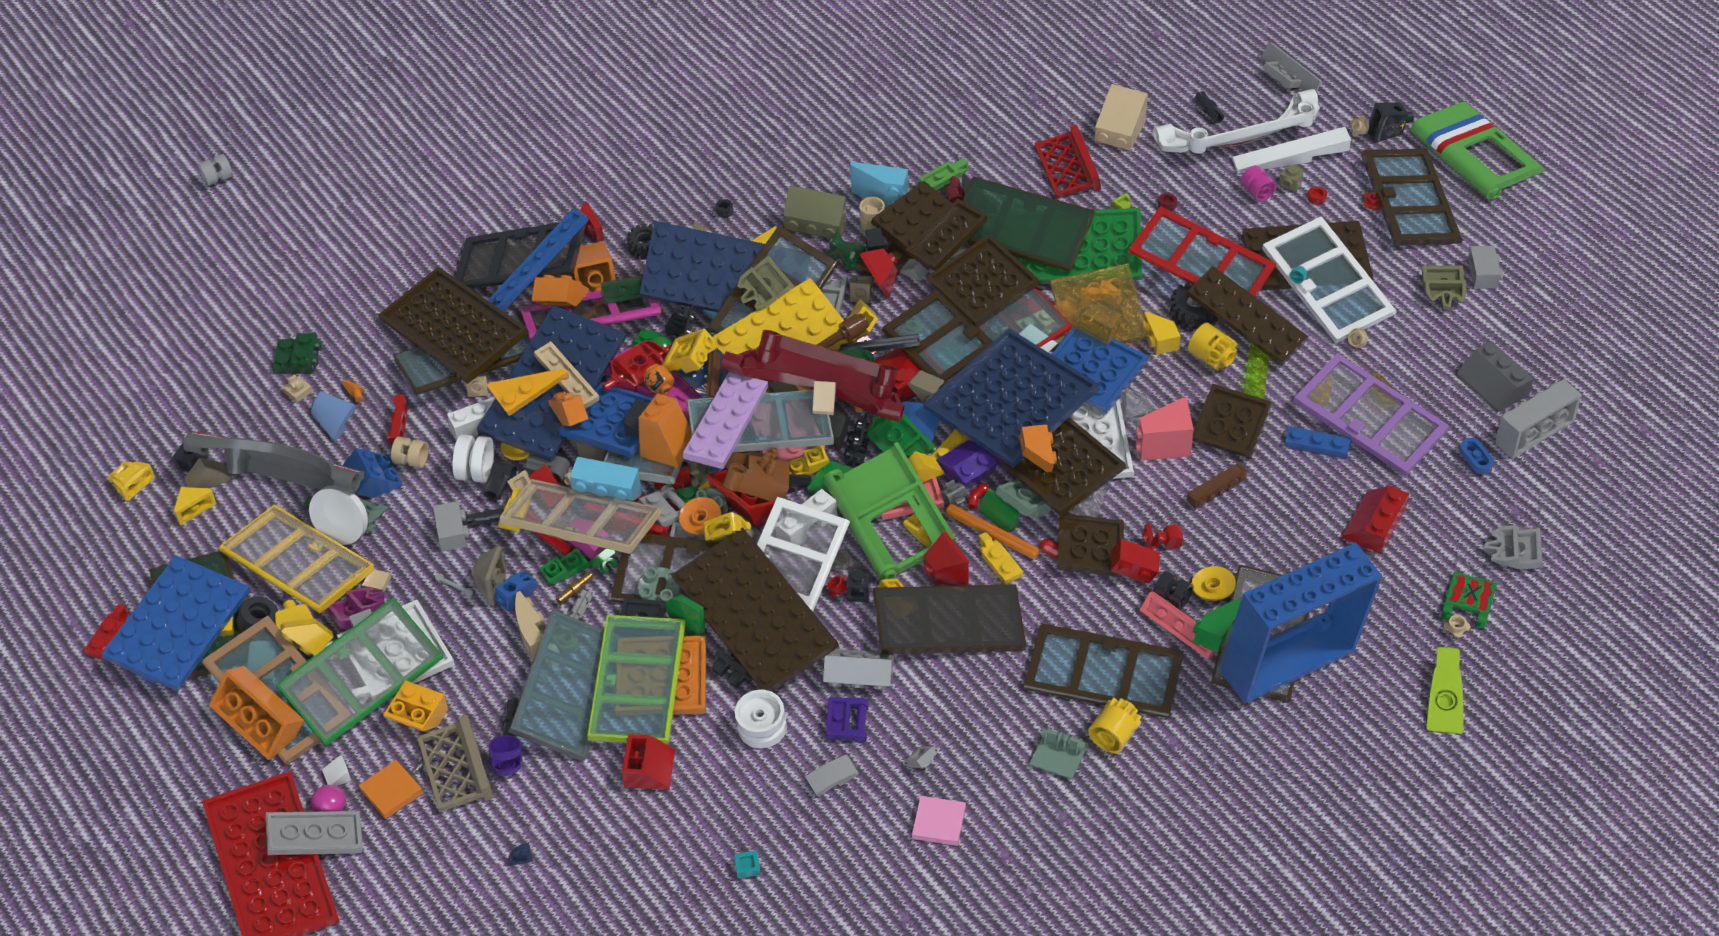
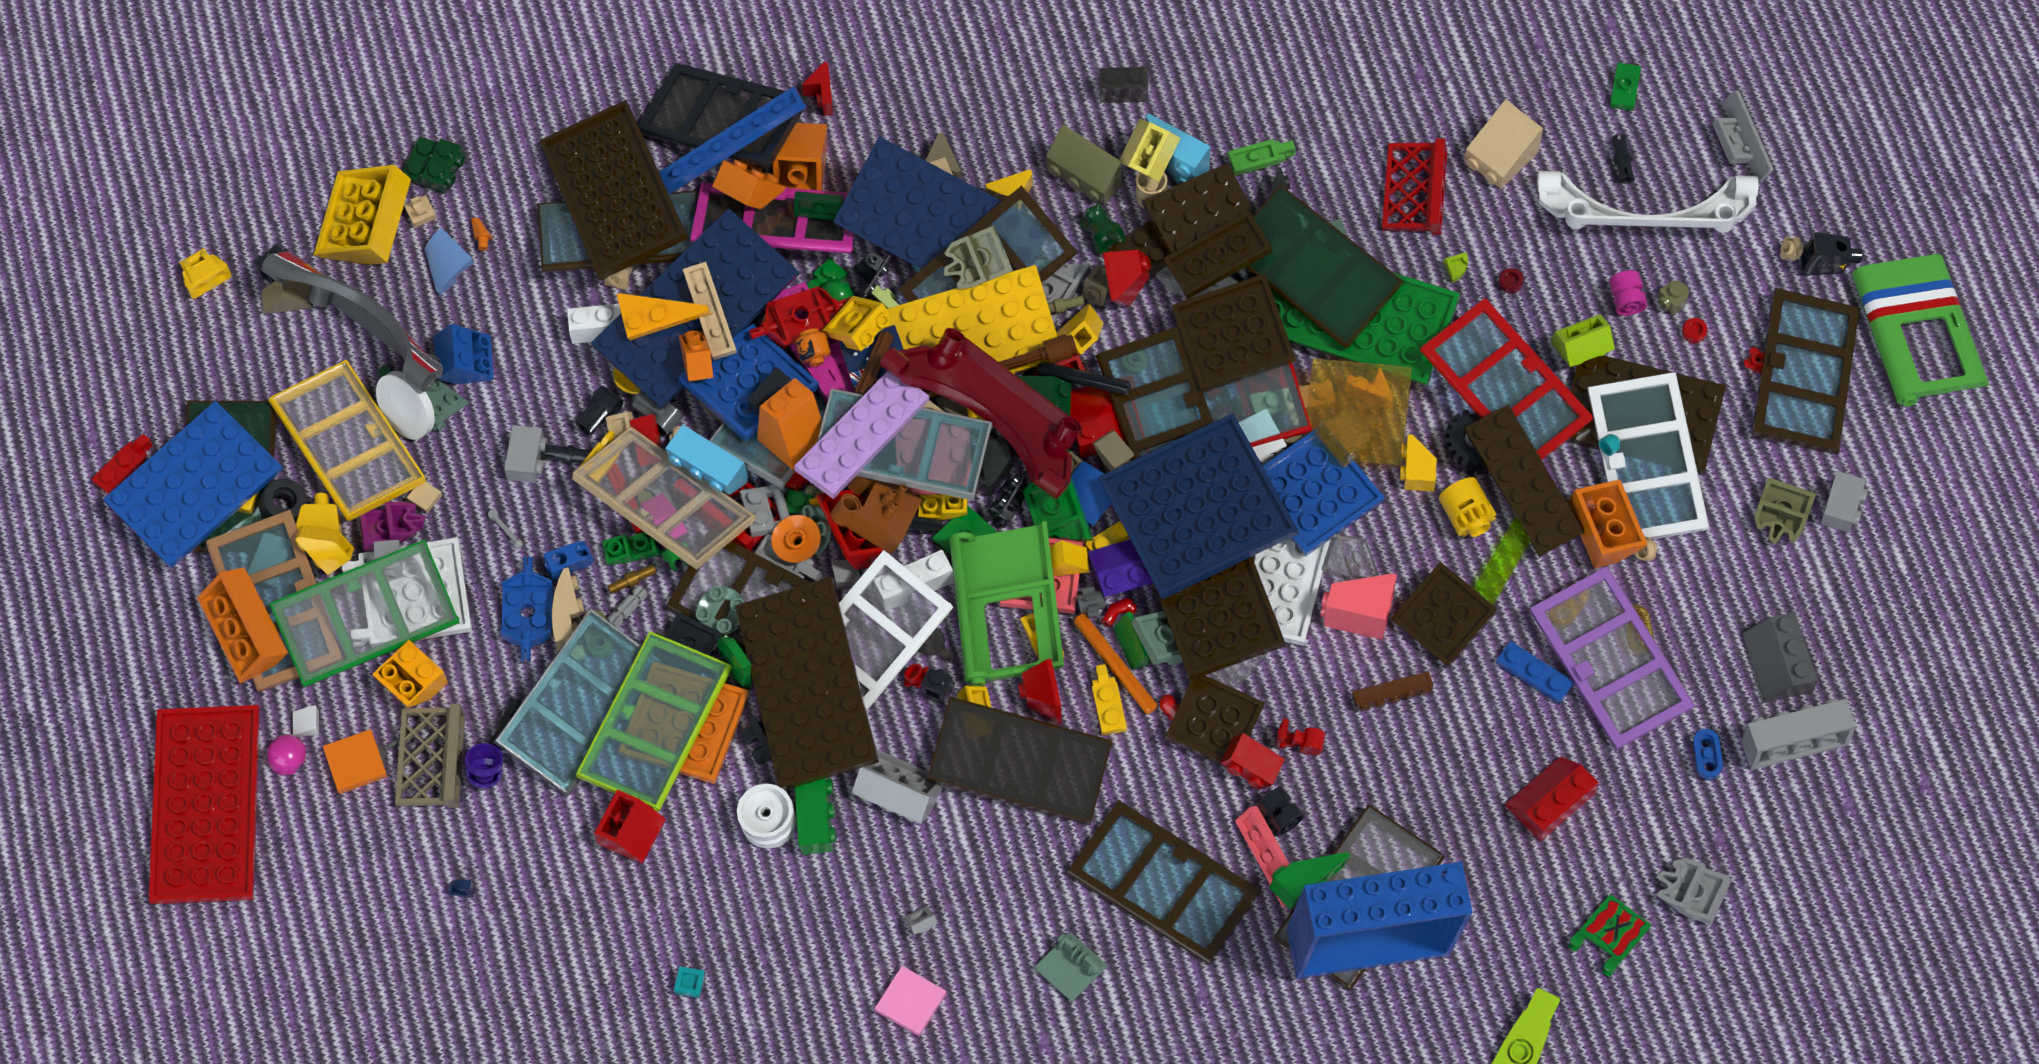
camera: 20 degrees right, 15 degrees up
(192, 503) = (258, 328): yellow slope -> none
(252, 401) = (363, 215): none -> yellow slope
(313, 832) = (258, 789): light grey tile -> none
(399, 419) = (514, 297): red plate -> none
(410, 452) = (515, 343): tan wheel -> none
(473, 458) = (576, 377): white wheel -> none
(489, 573) = (545, 532): dark tan slope -> none
(492, 621) = (521, 592): none -> blue plate
(634, 238) = (874, 124): black tyre -> none
(724, 203) = (986, 110): black bush -> none
(724, 526) = (815, 567): yellow piece -> none
(801, 708) = (815, 816): none -> green brick
(820, 158) = (1123, 84): none -> clear smoke brick
(824, 397) = (985, 436): tan slope -> none
(832, 773) = (818, 907): light grey slope -> none
(839, 719) = (853, 841): dark purple plate -> none
(840, 304) = (1060, 305): none -> olive bar
(863, 181) = (1149, 149): none -> light yellow slope
(875, 240) = (1136, 233): black brick -> none
(953, 191) = (1258, 190): dark red hinge -> none
(1036, 446) = (1193, 587): orange slope -> none
(1114, 725) = (1142, 956): yellow gear -> none
(1187, 65) = (1625, 86): none -> green plate
(1213, 583) = (1326, 808): yellow dish -> none
(1243, 217) = (1583, 340): none -> lime slope
(1295, 151) = (1693, 259): white slope -> none
(1325, 327) = (1607, 523): none -> orange slope
(1460, 622) = (1582, 957): tan plate -> none

